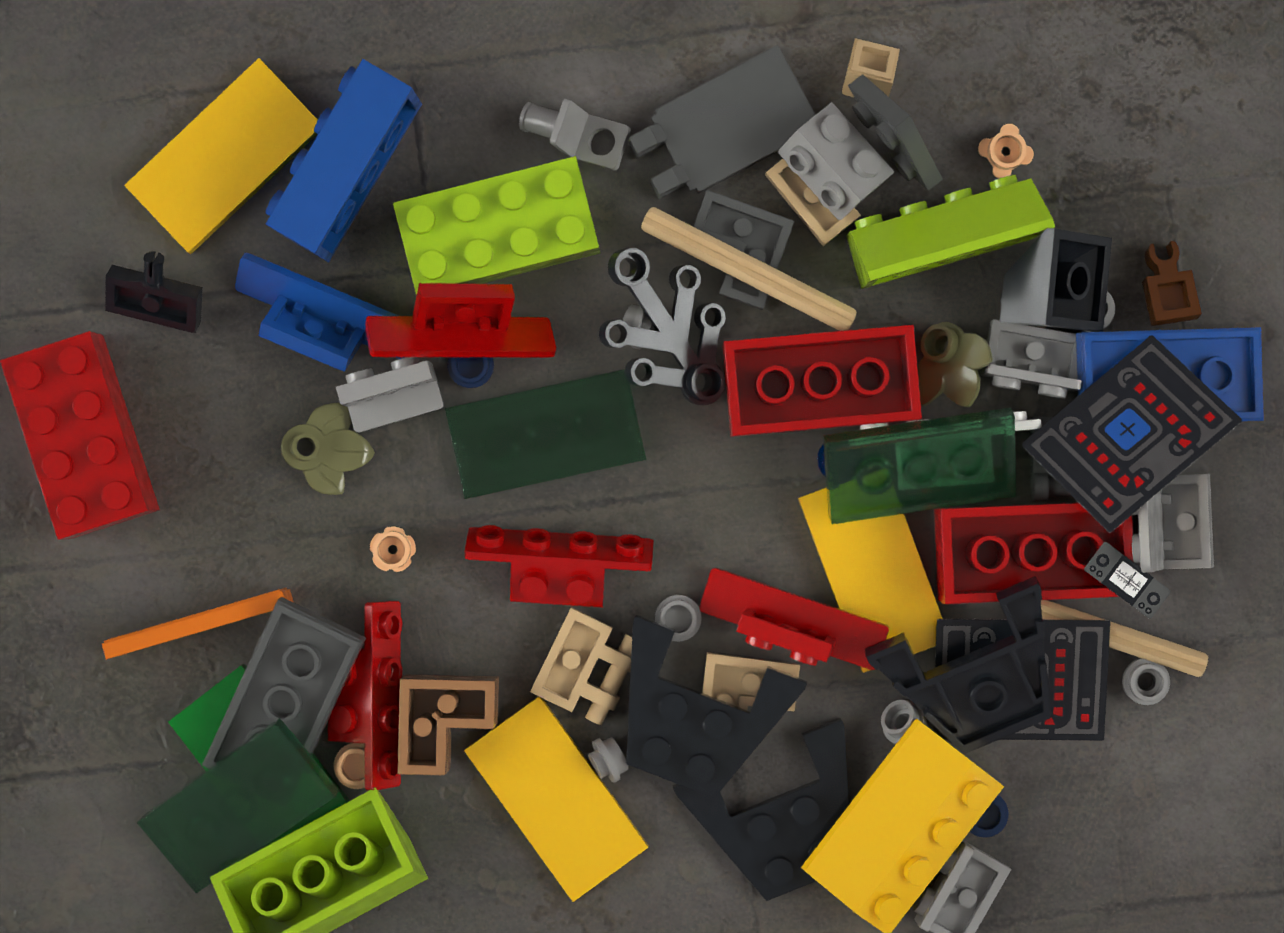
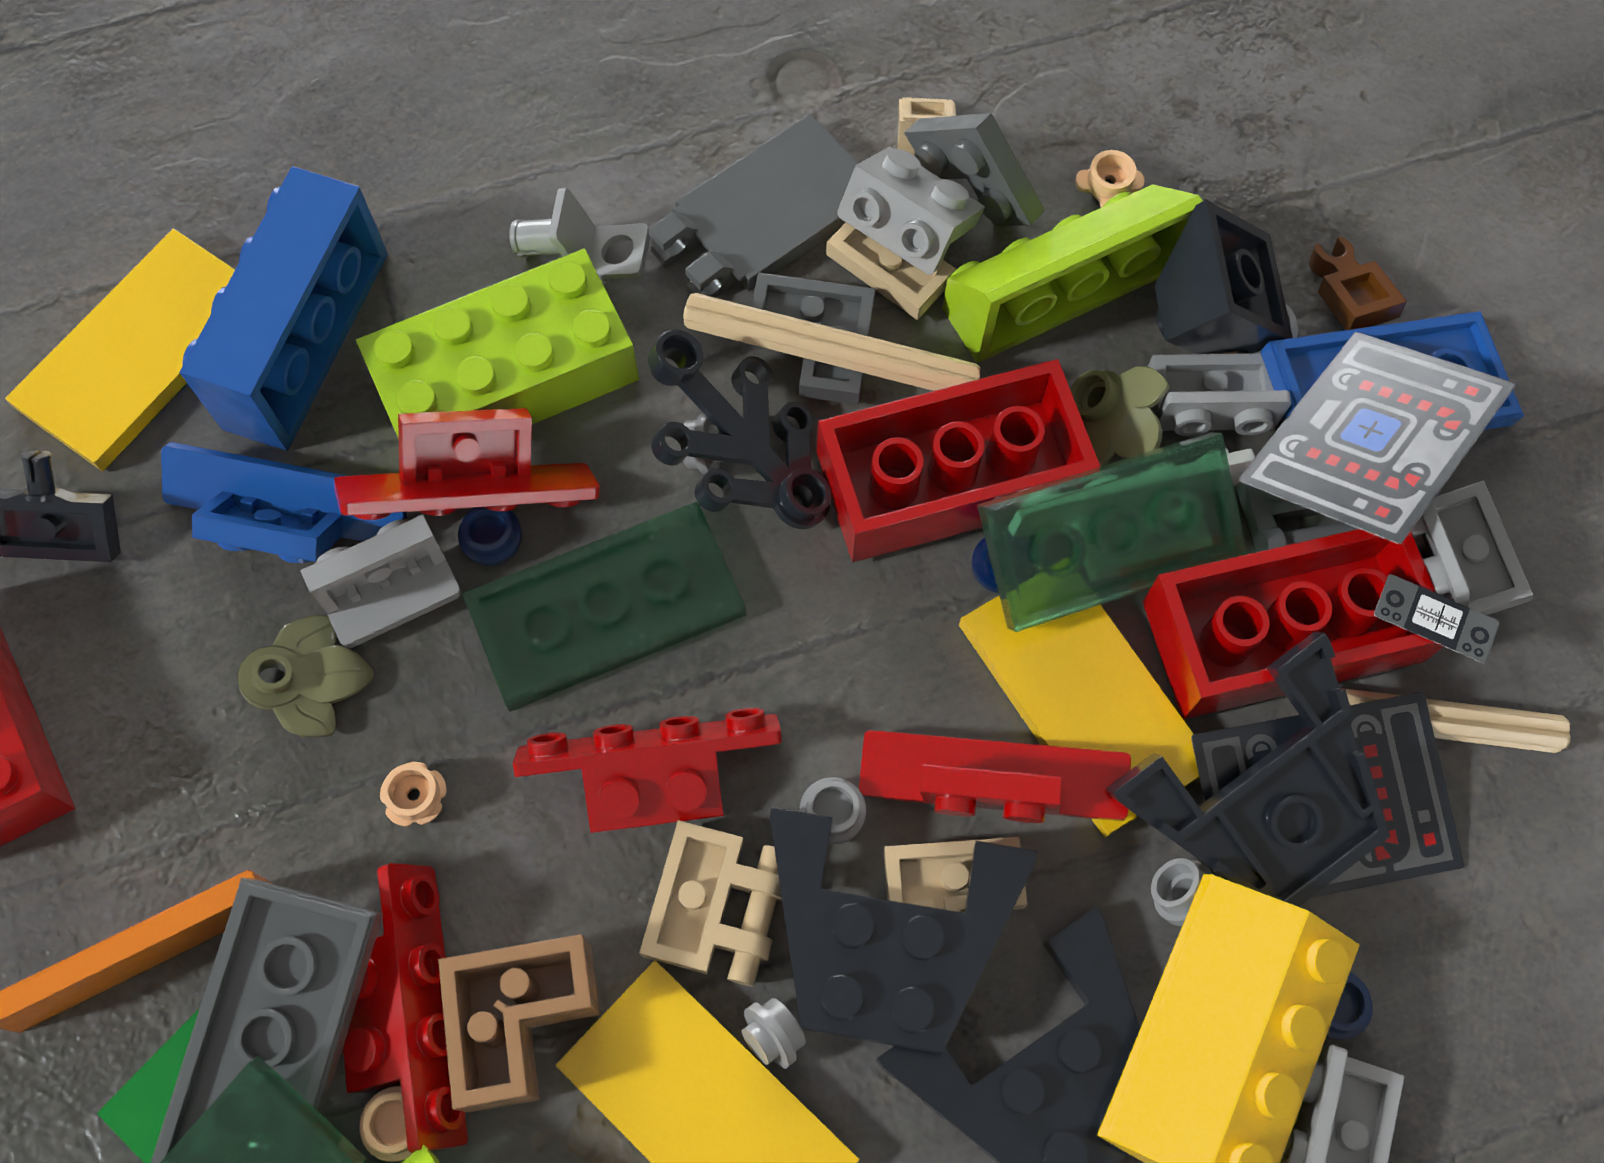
camera: 10 degrees left, 20 degrees down
(1158, 689) = (1510, 761): light grey plate -> none

